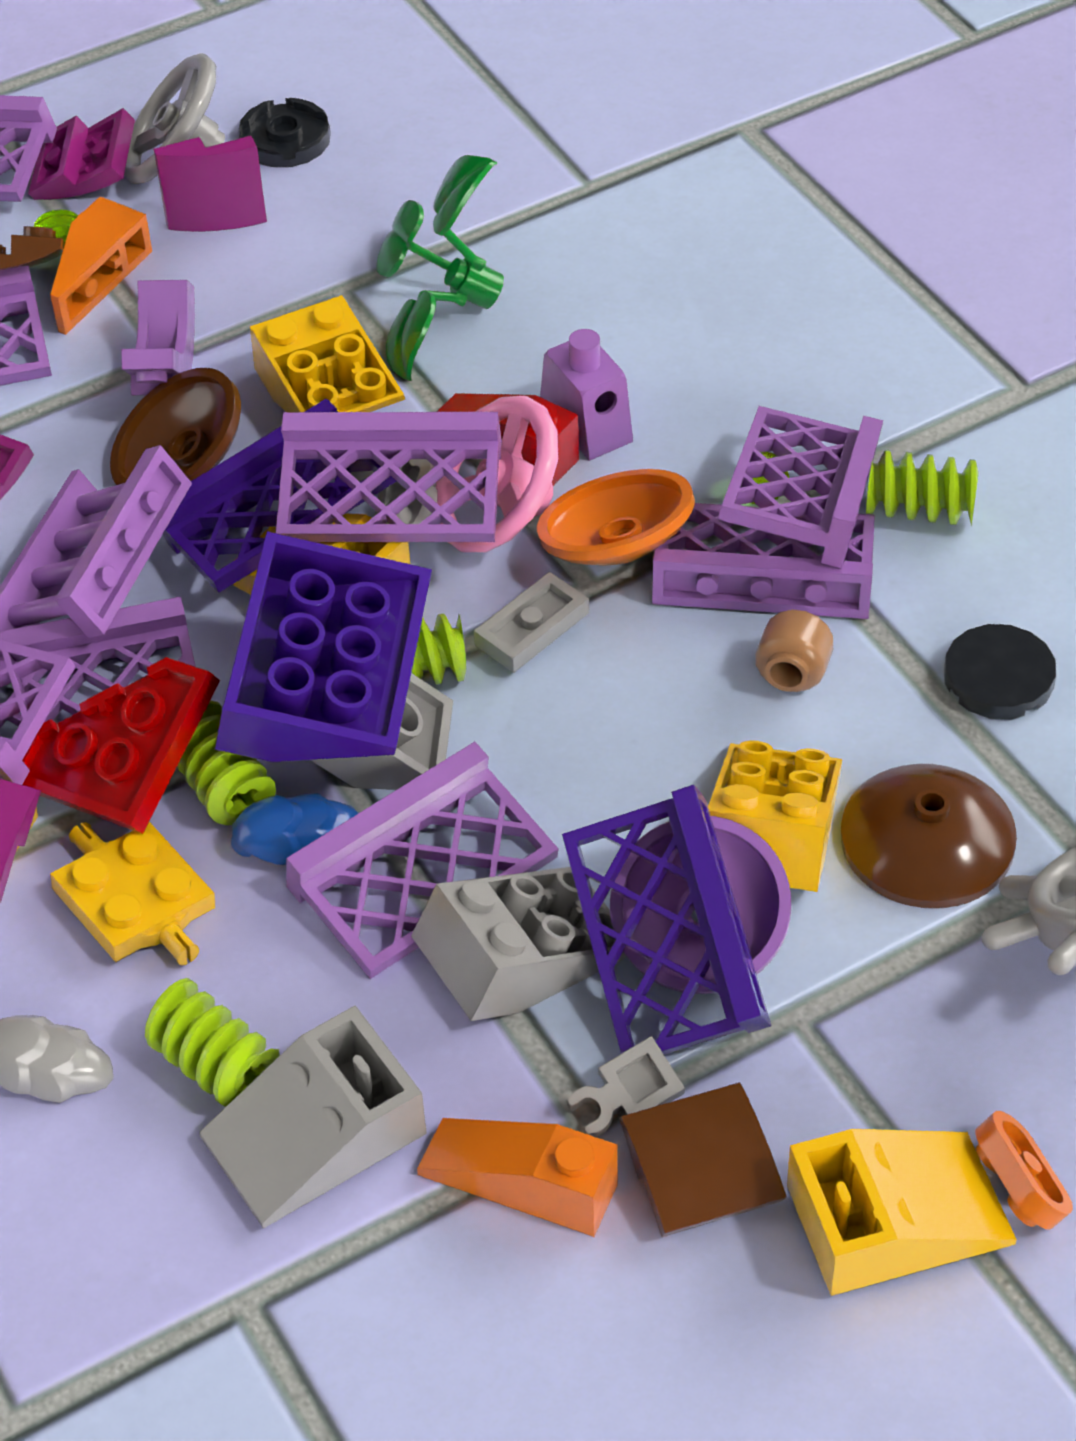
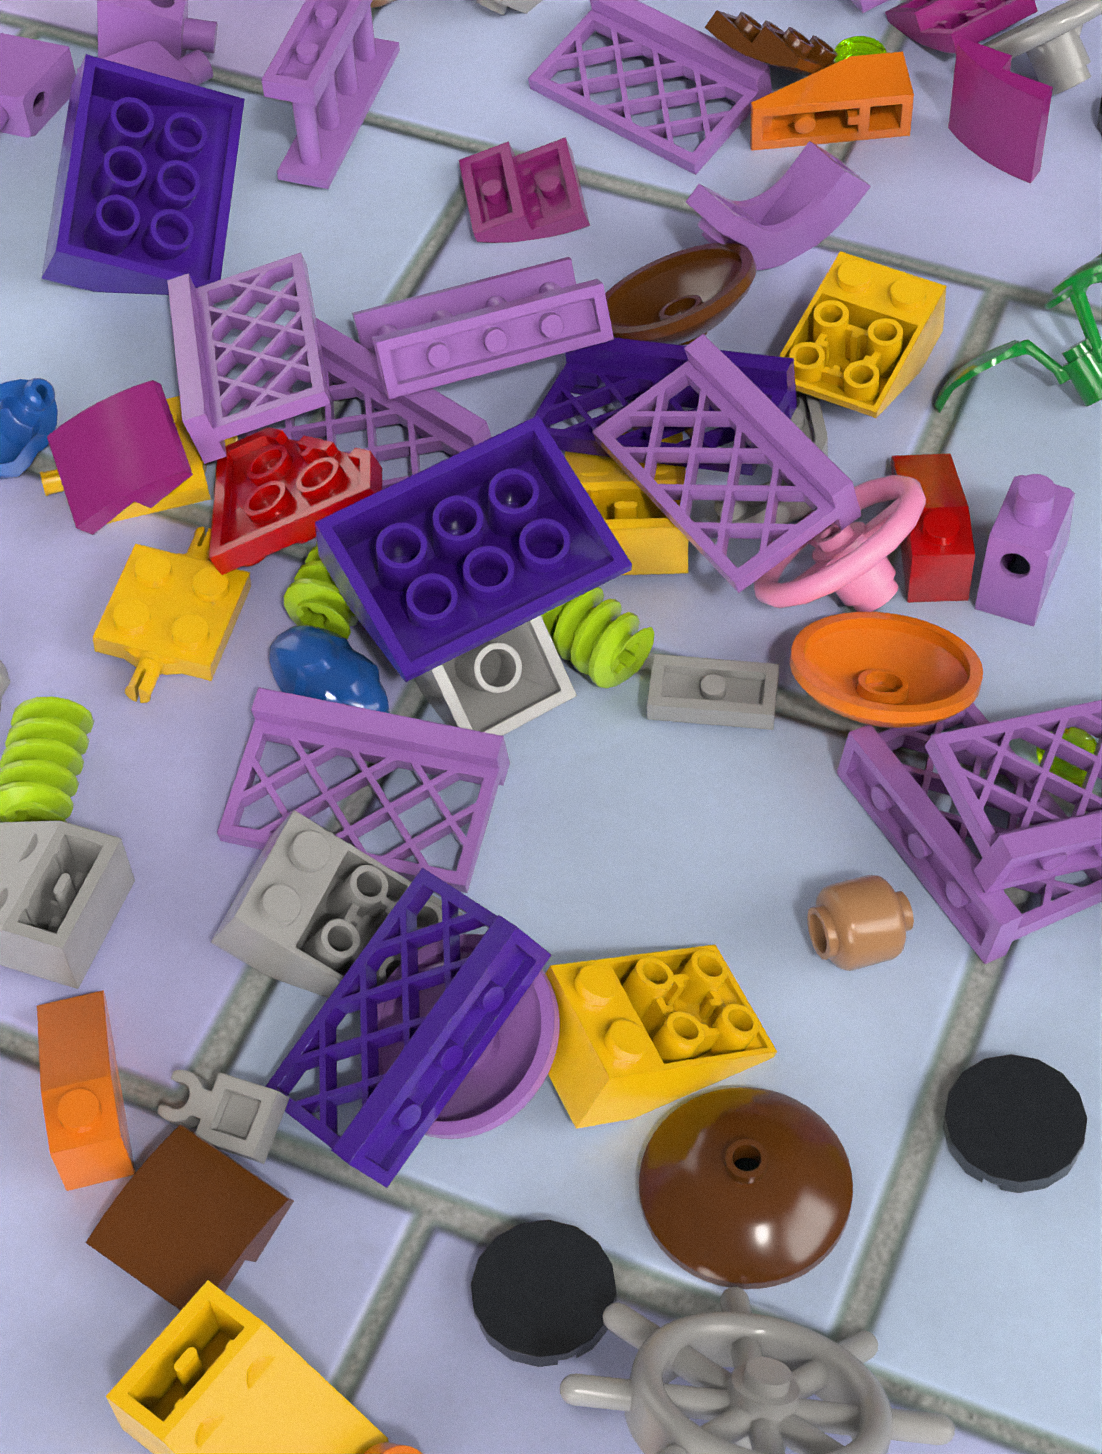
camera: 55 degrees right, 5 degrees up
(922, 985) = (543, 1292): none -> black tile

